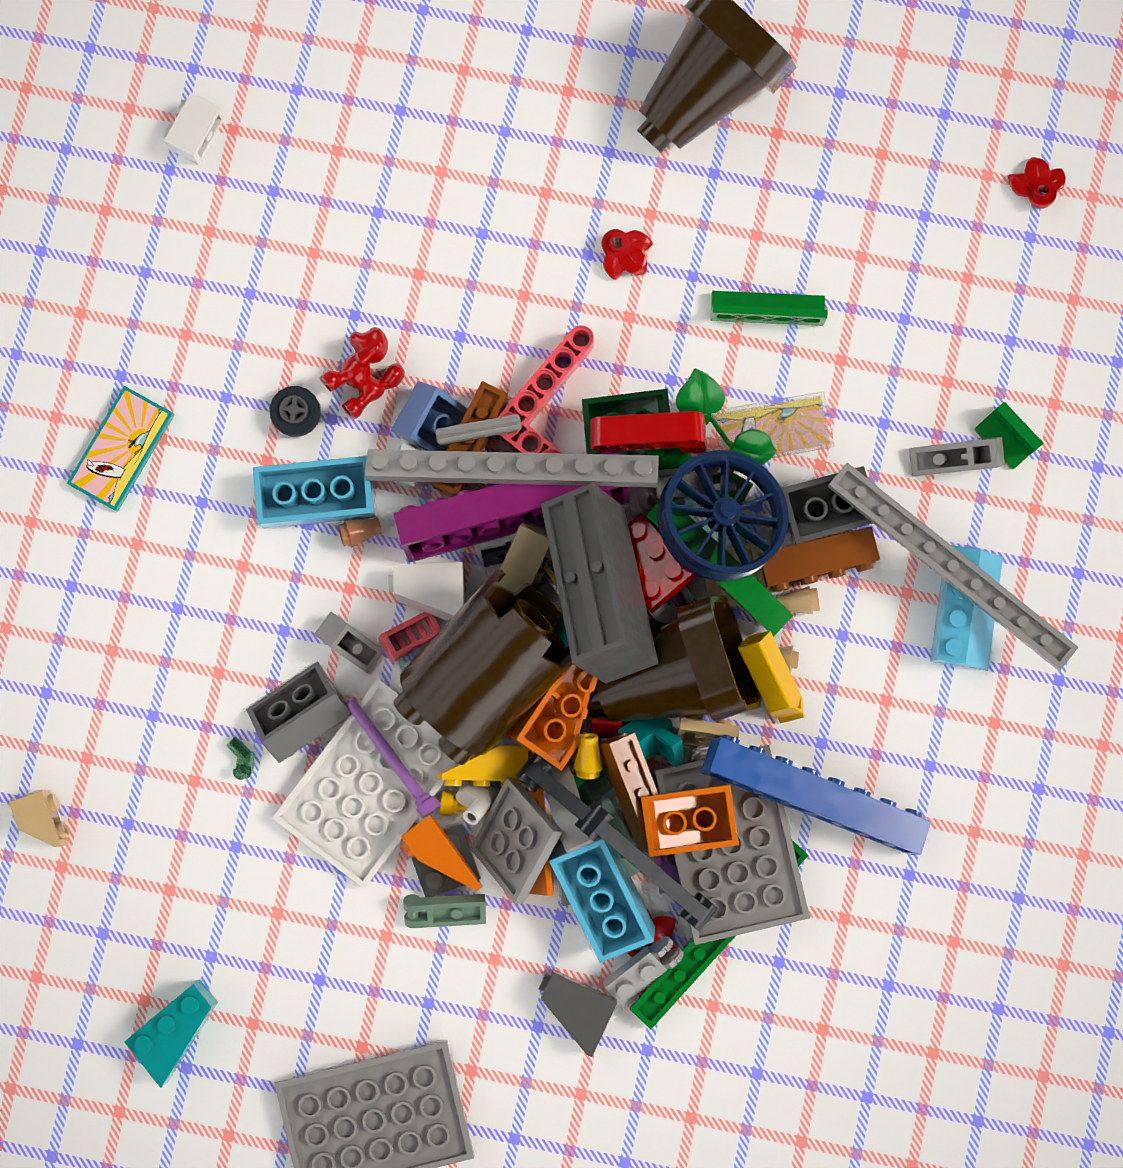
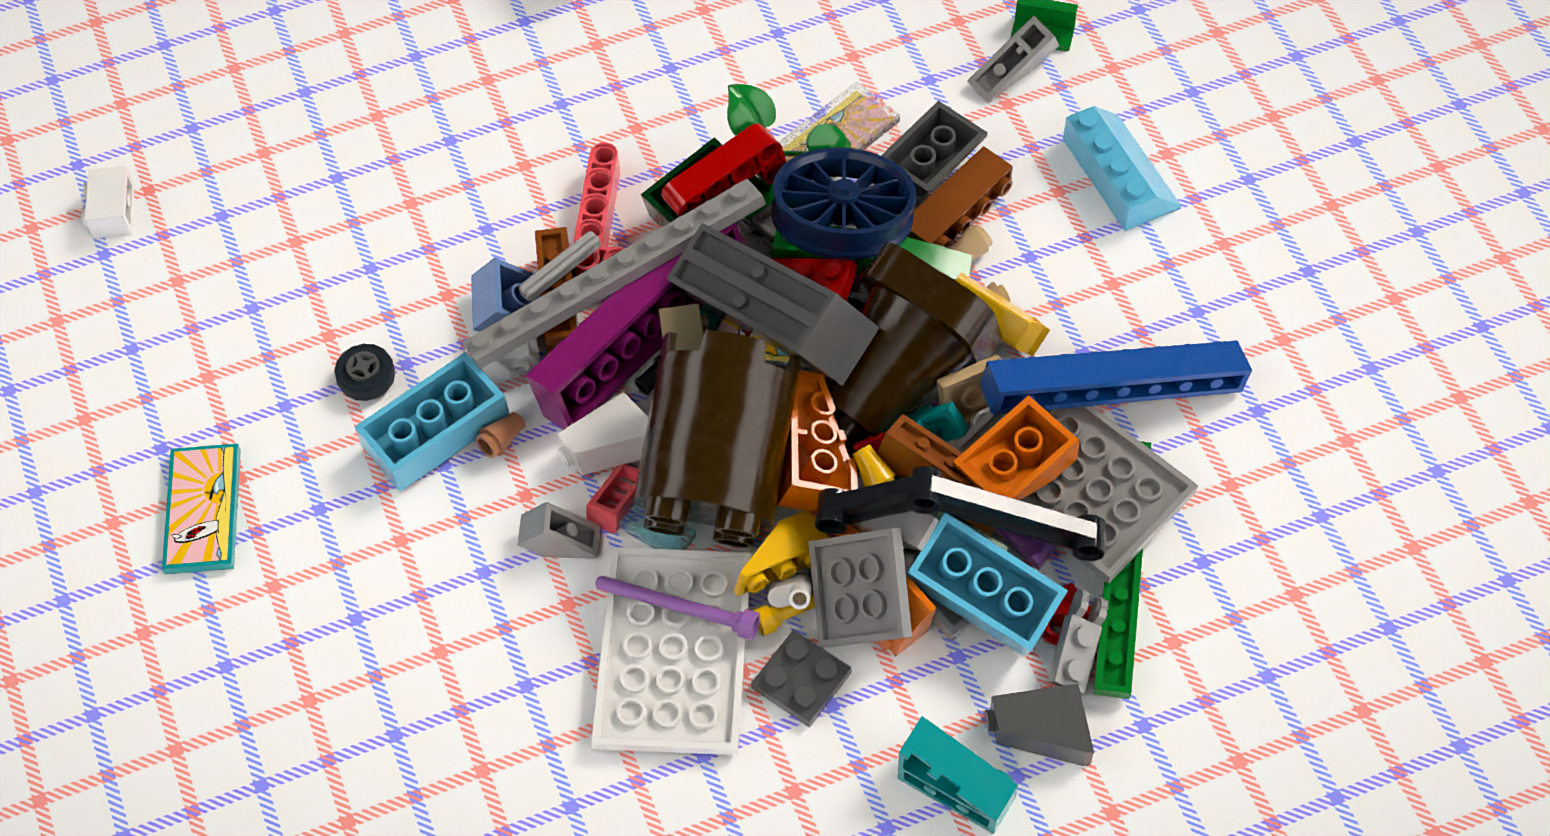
camera: 35 degrees left, 25 degrees down
(244, 759) = (522, 710): clear green arm -> none
(298, 712) = (551, 628): dark grey slope -> none
(356, 371) = (405, 302): red animal -> none
(434, 848) = (787, 656): orange slope -> none
(444, 910) = (838, 717): sand green plate -> none
(492, 1009) = (955, 776): none -> teal wedge
(628, 256) = (594, 80): red plate -> none
(768, 308) = (758, 51): green fence -> none
(953, 566) = (1081, 123): light grey plate -> none

